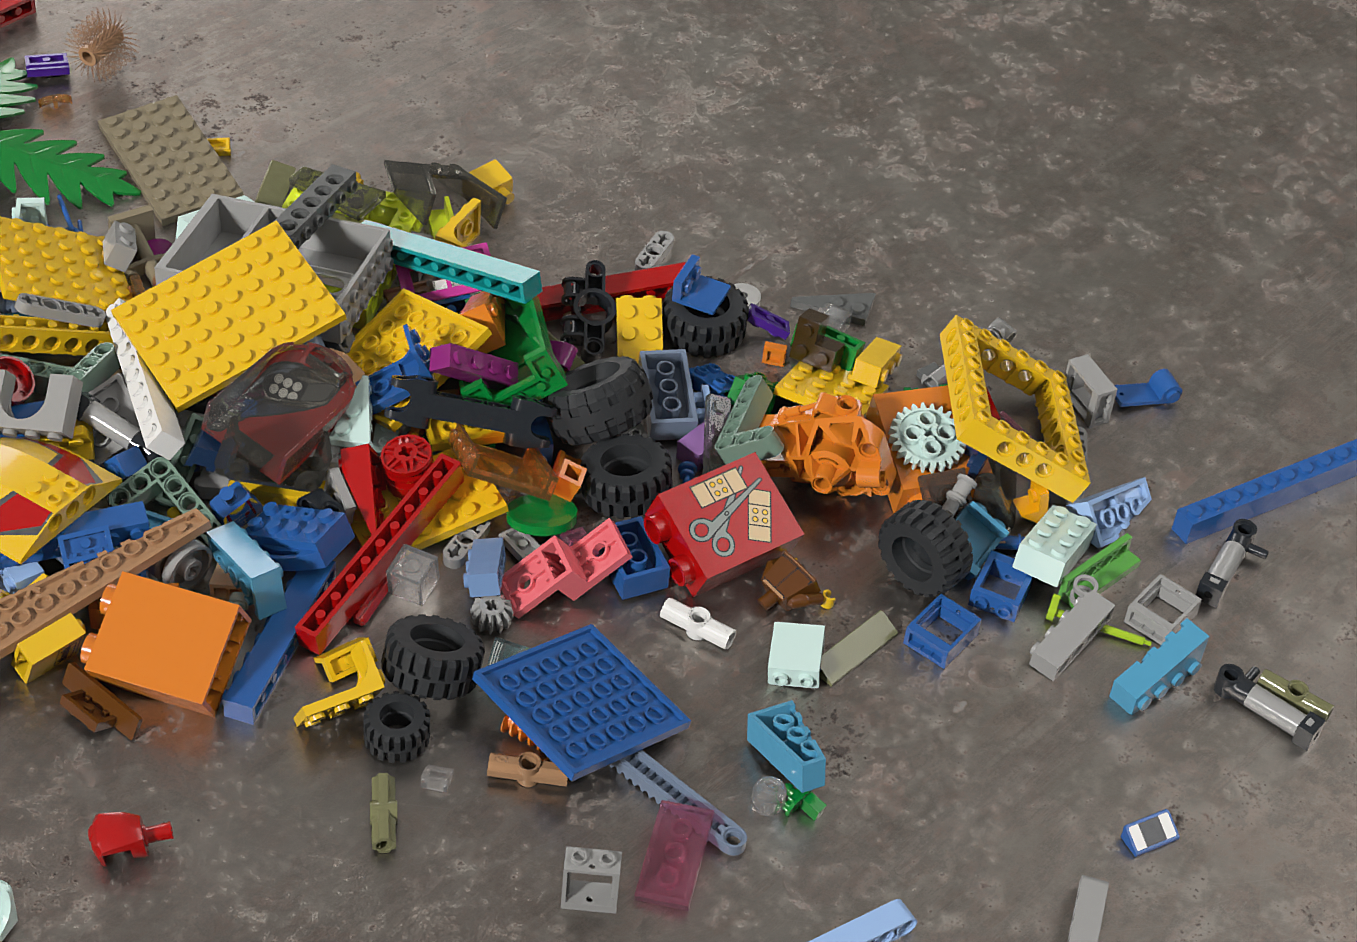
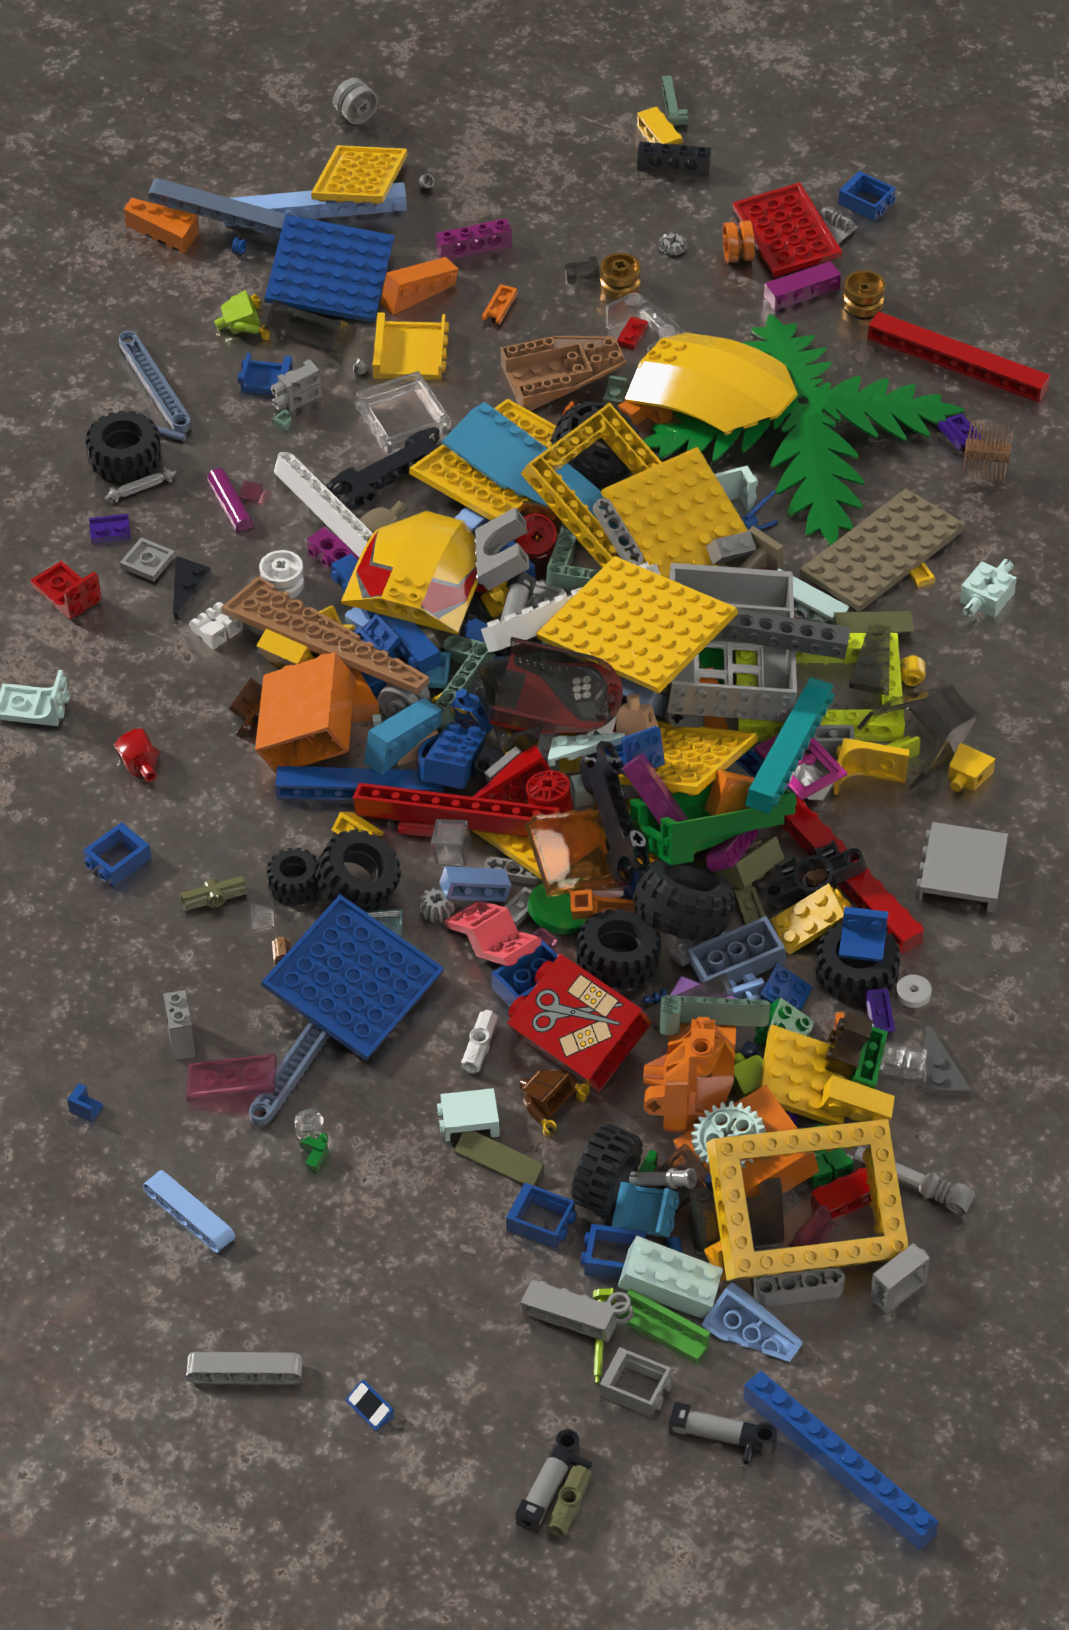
camera: 80 degrees right, 5 degrees up
(55, 99) = (919, 453): clear orange piece -> none
(266, 876) = (124, 835): none -> blue window
(270, 106) = (988, 589): none -> light aqua brick
(368, 686) = (311, 841): yellow bracket -> none
(608, 220) = (962, 863): none -> light grey panel
(663, 237) = (957, 908): light grey beam -> none
(788, 745) = (358, 1122): dark azure wedge -> none
(1159, 390) = (938, 1338): blue door -> none
(1161, 668) = (555, 1386): dark azure wedge -> none

